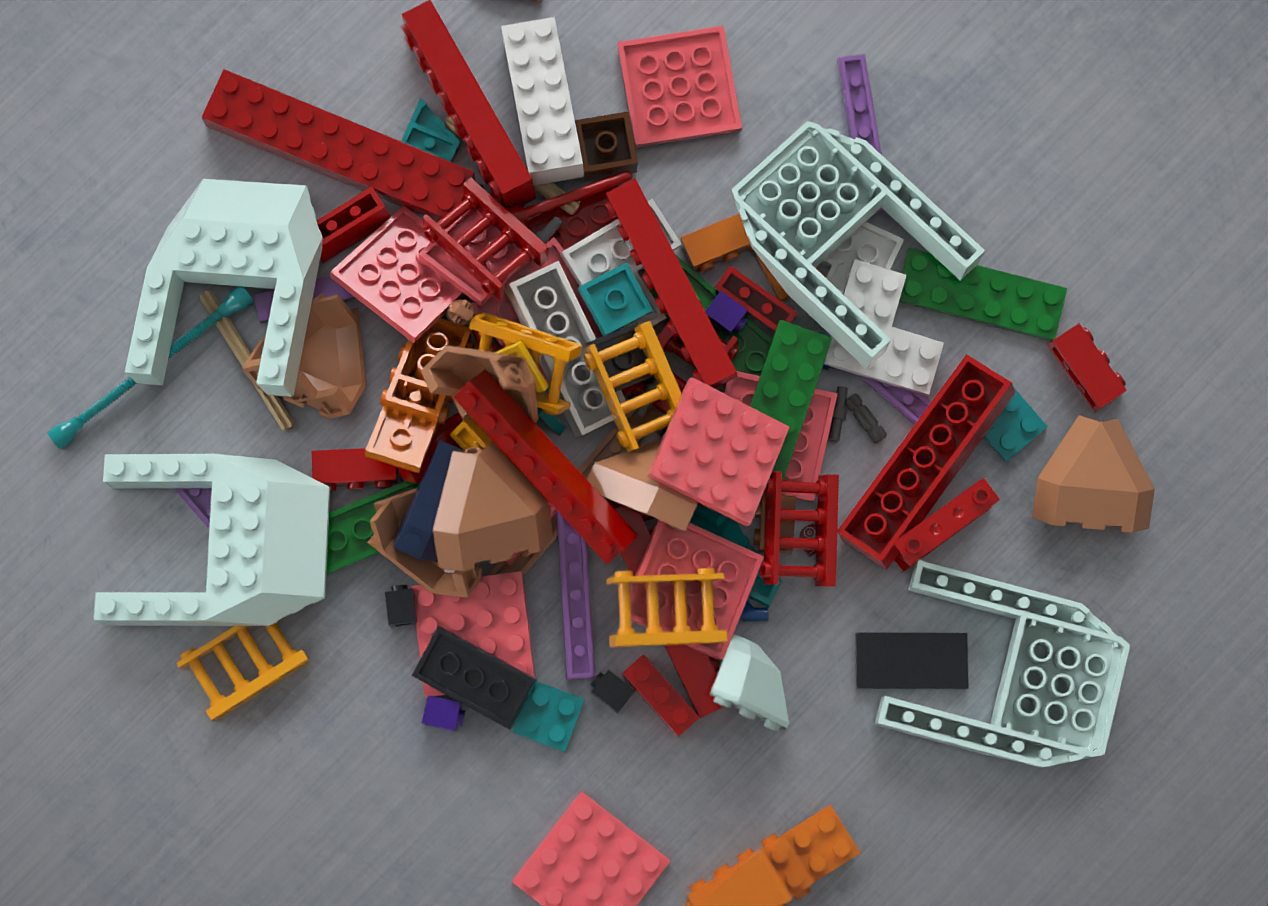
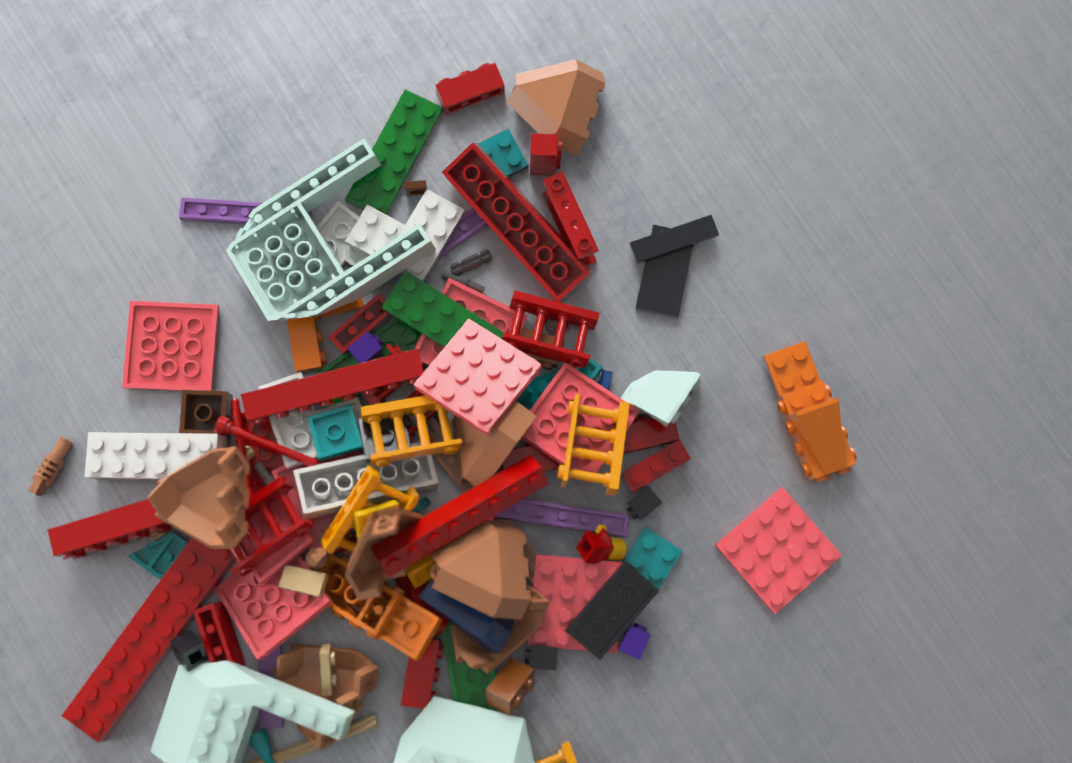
camera: 75 degrees left, 0 degrees up
(325, 193) = (189, 650): none -> black brick
(344, 353) = (327, 660): none -> tan plate
(358, 574) = (510, 686): none -> dark orange brick
(431, 303) = (303, 581): none -> tan tile
(501, 167) = (206, 498): none -> nougat panel
(547, 648) = (601, 546): none -> red piece
(593, 171) = (225, 426): none -> red piece
(943, 329) = (415, 187): none -> reddish brown tile
(953, 662) = (674, 239): none -> black tile
(1019, 475) = (545, 154): none -> red brick
(1054, 685) = (705, 168): light aqua wedge -> none

